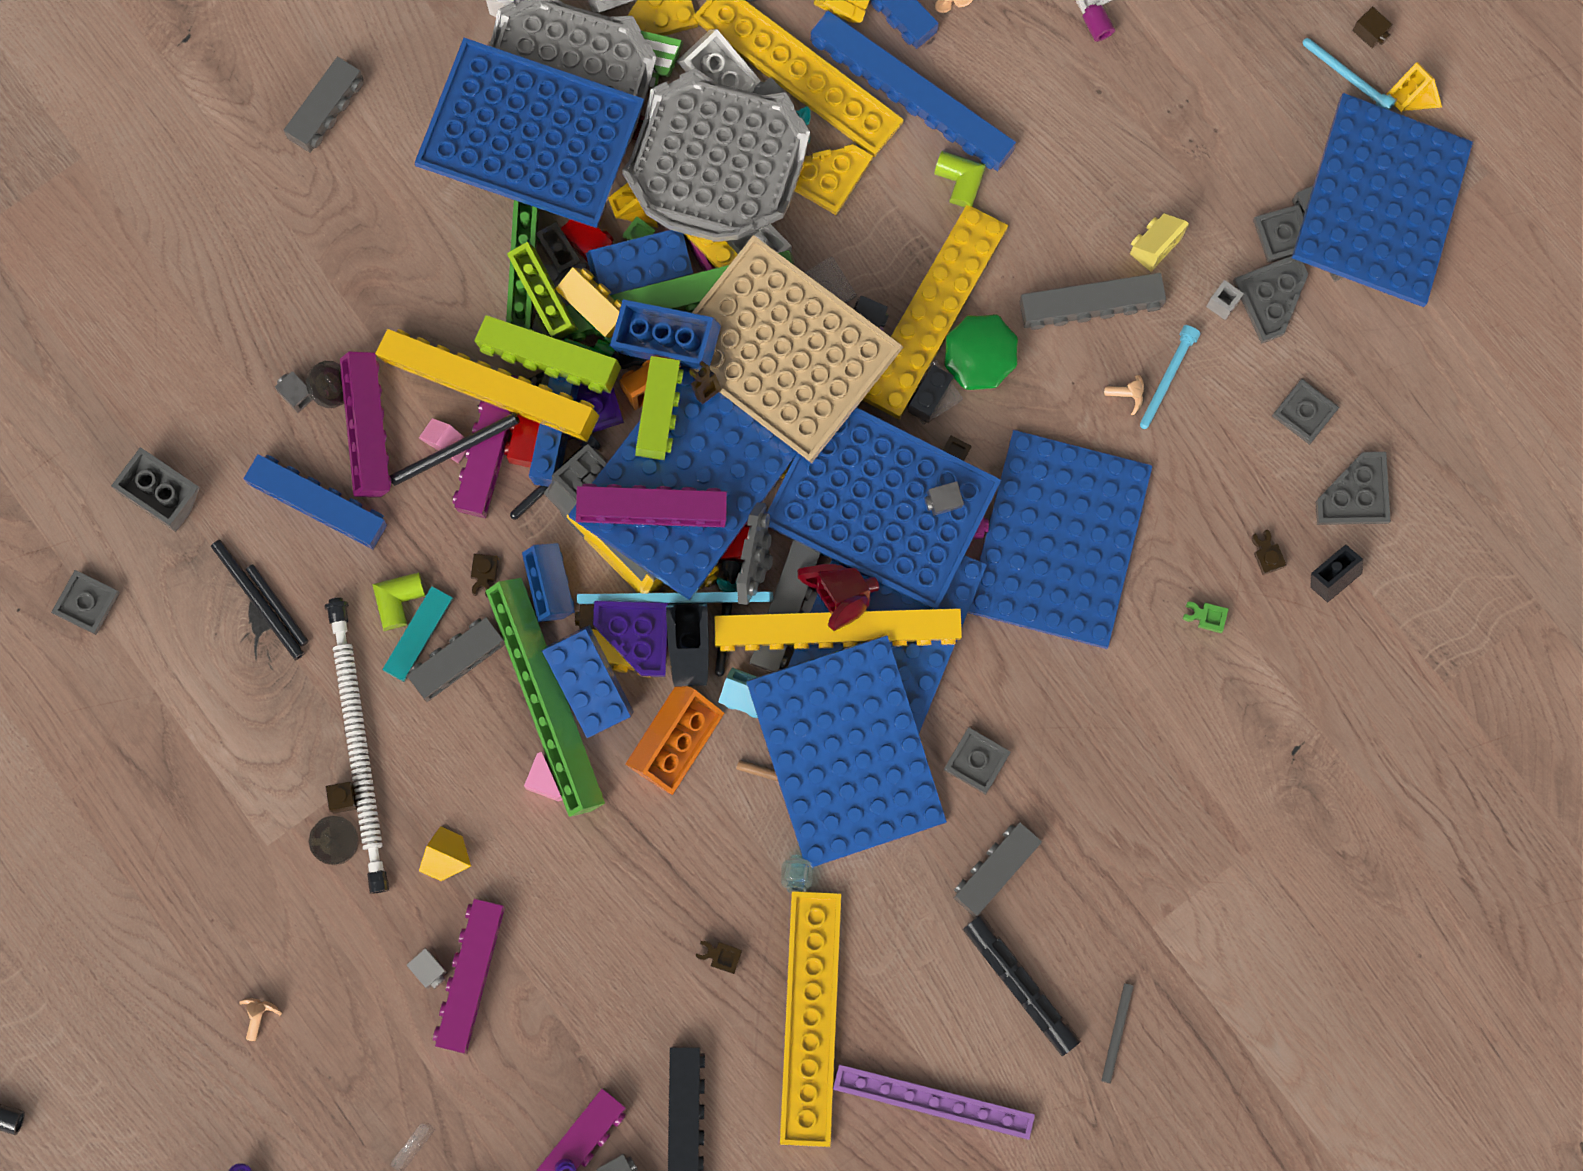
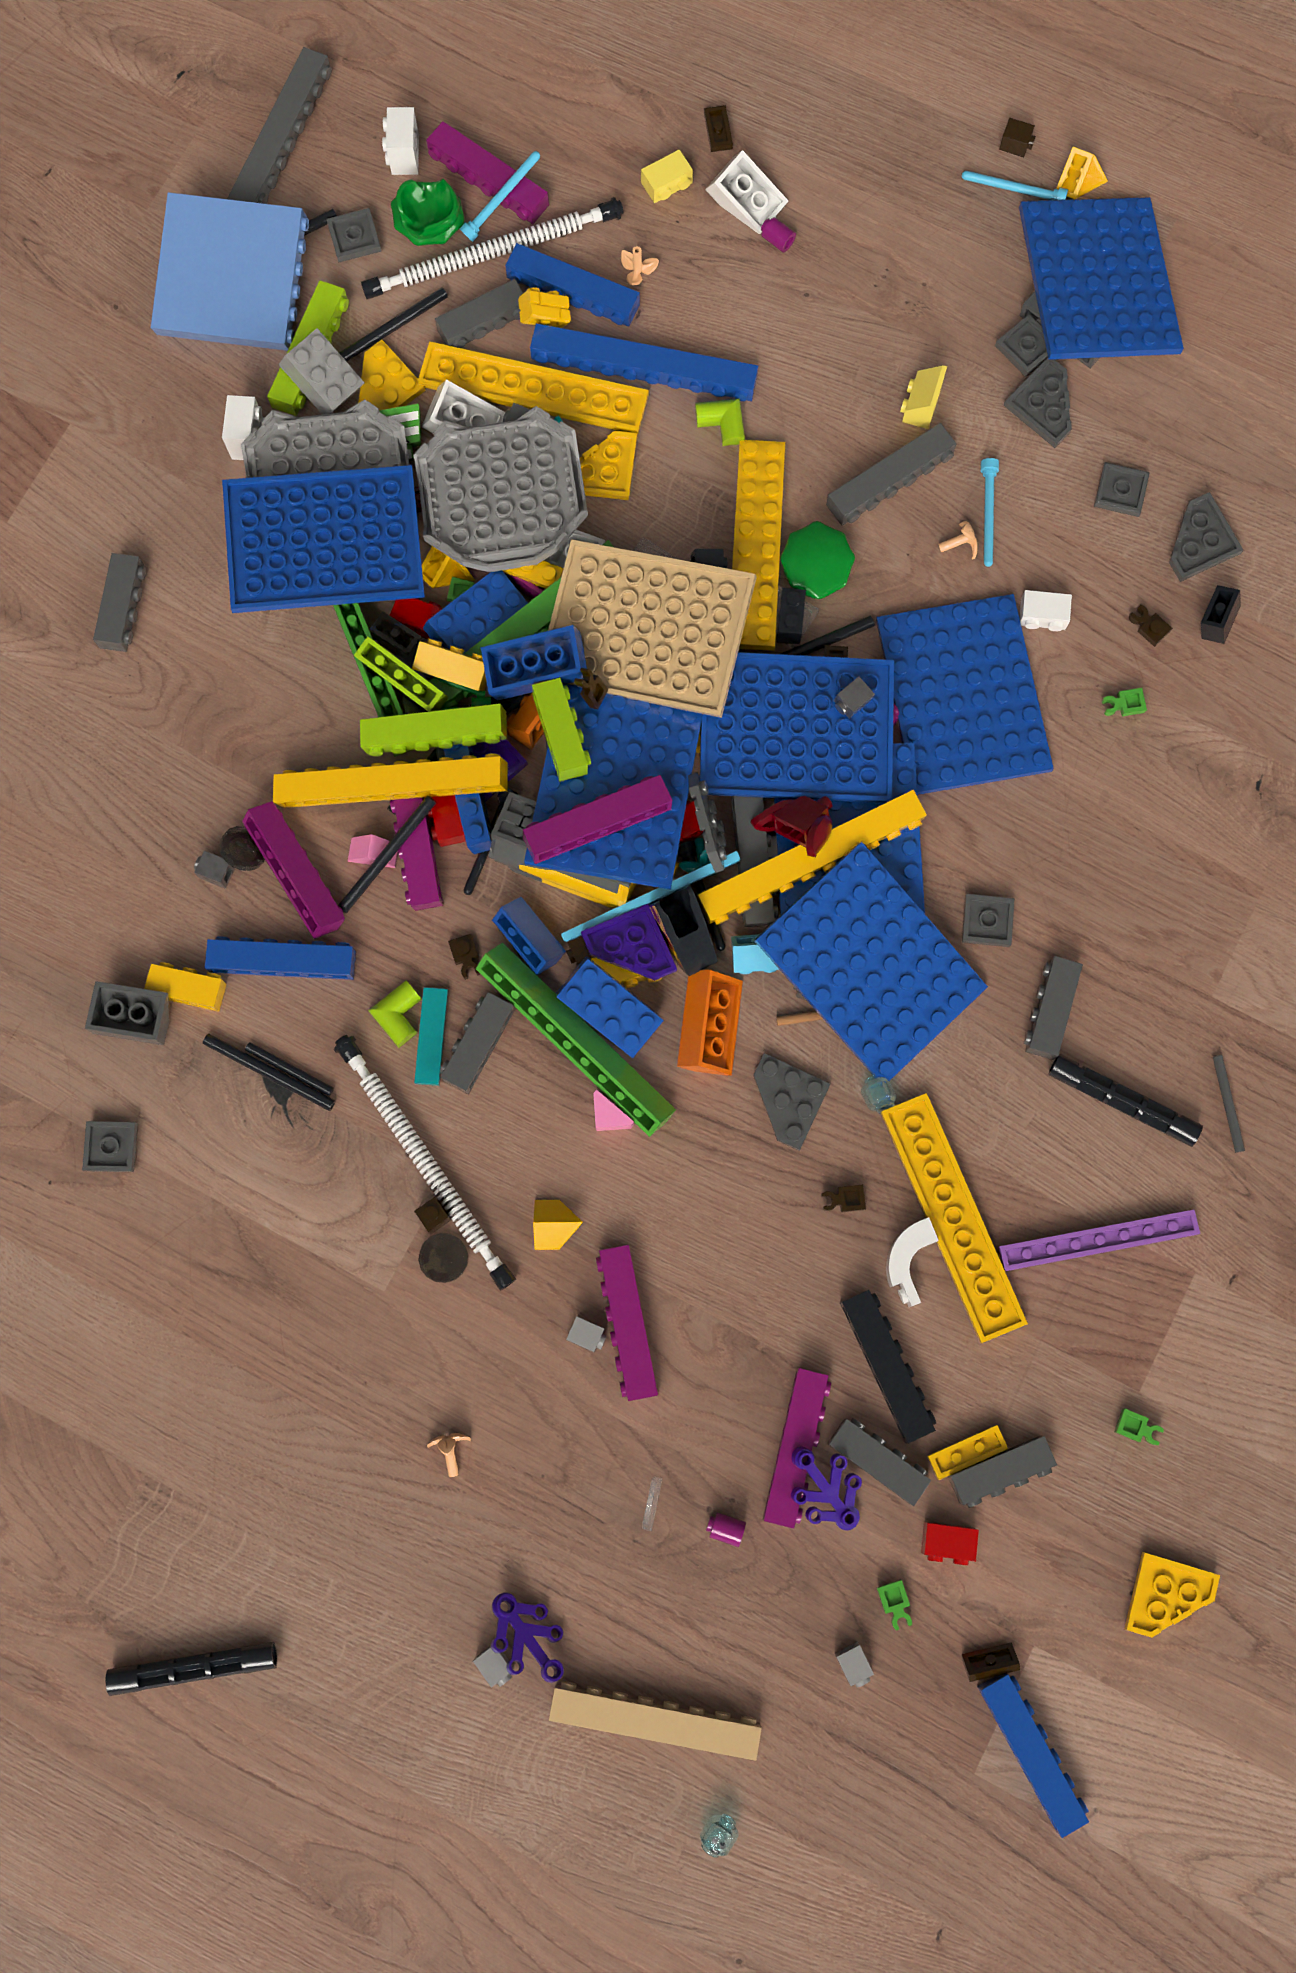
camera: 20 degrees left, 0 degrees up
(220, 487) = (187, 986): none -> yellow brick
(714, 841) = (789, 1099): none -> dark grey plate
(751, 1025) = (900, 1255): none -> white arch
(954, 430) = (832, 637): none -> black piece
(1173, 495) = (1045, 610): none -> white brick
(1224, 300) = (1007, 422): light grey brick -> none

